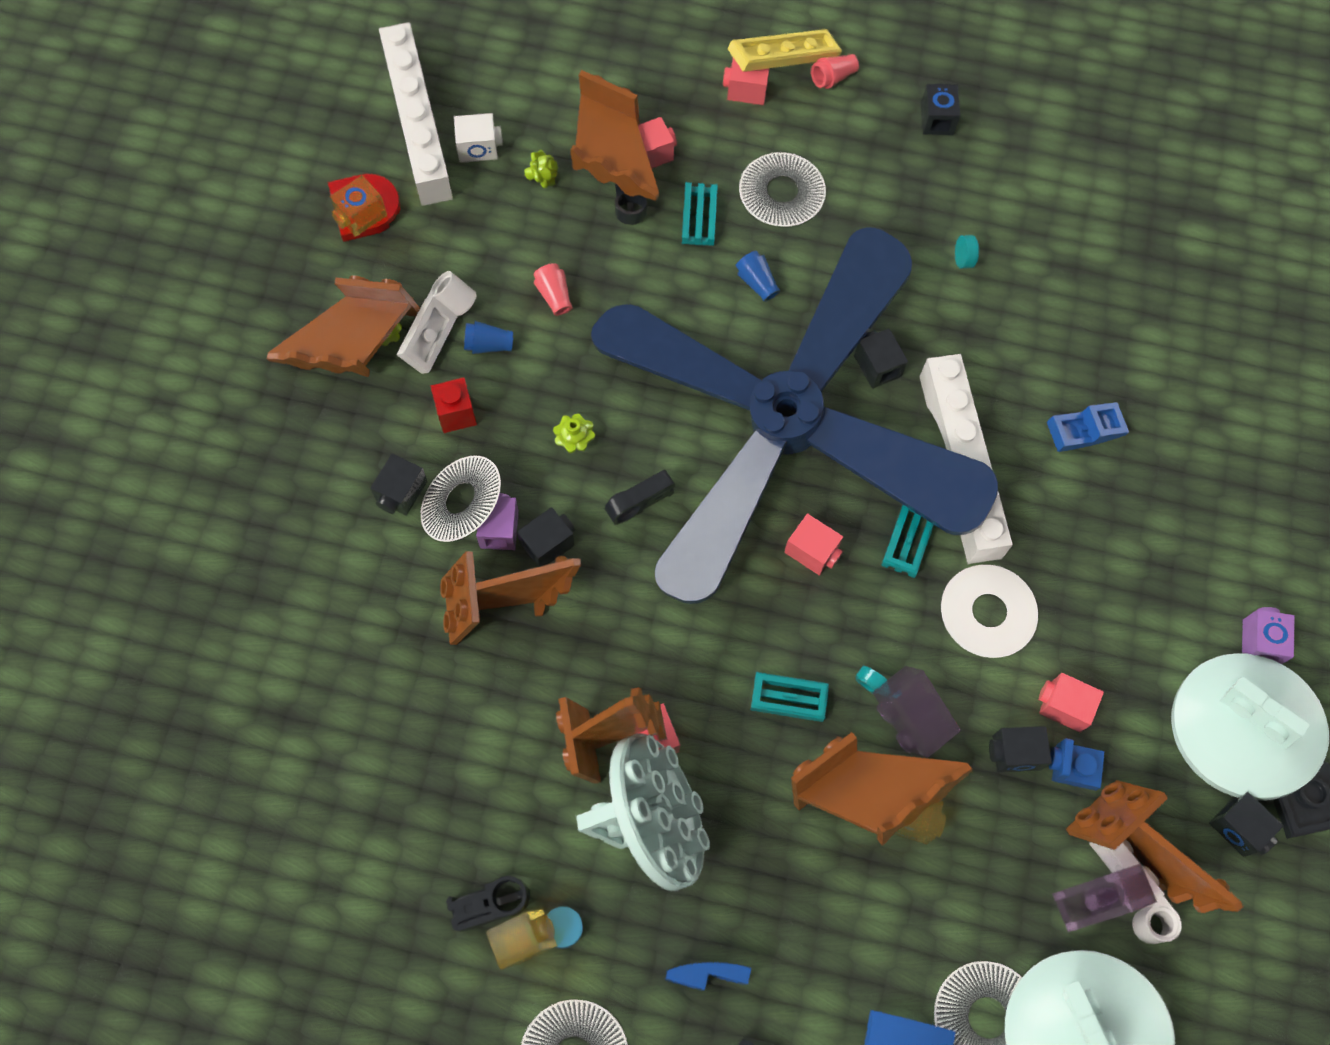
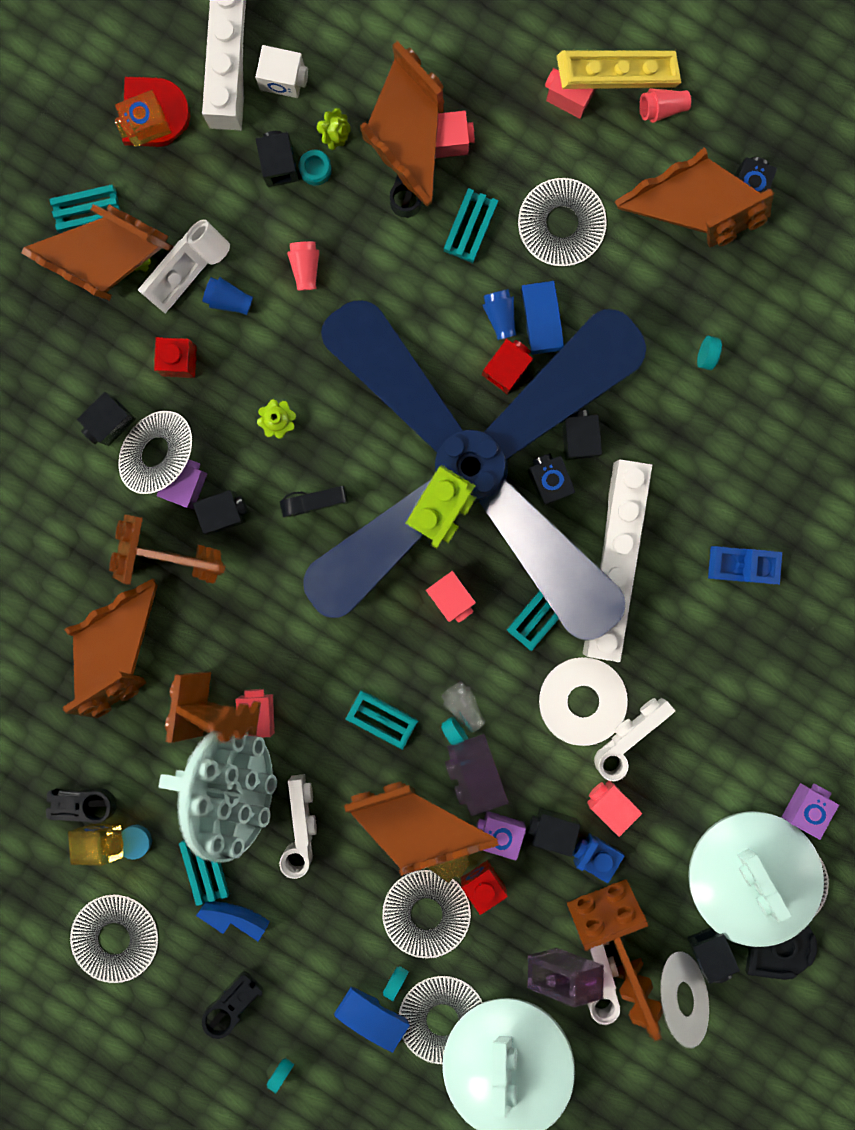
camera: 20 degrees right, 20 degrees up
(312, 300) = (80, 197): none -> teal tile
(472, 717) = (108, 651): none -> dark orange piece
(497, 208) = (277, 158): none -> black brick
(534, 208) = (315, 167): none -> teal tile
(672, 959) = (210, 895): none -> teal tile
(749, 837) = (303, 825): none -> white plate
(774, 446) = (440, 505): none -> lime bracket
(783, 317) = (508, 365): none -> red brick
(800, 268) = (542, 317): none -> blue slope
(868, 401) = (550, 479): none -> black brick
(871, 651) = (463, 706): none -> clear cone
(901, 926) = (406, 934): none -> sticker
(902, 127) = (700, 198): none -> dark orange piece
(919, 985) = (395, 983): none -> teal tile
(972, 835) = (483, 887): none -> red brick
(981, 779) = (506, 830): none -> medium lavender brick
(1050, 624) = (630, 733): none -> white plate
(1263, 901) = (686, 1030): none -> white sticker

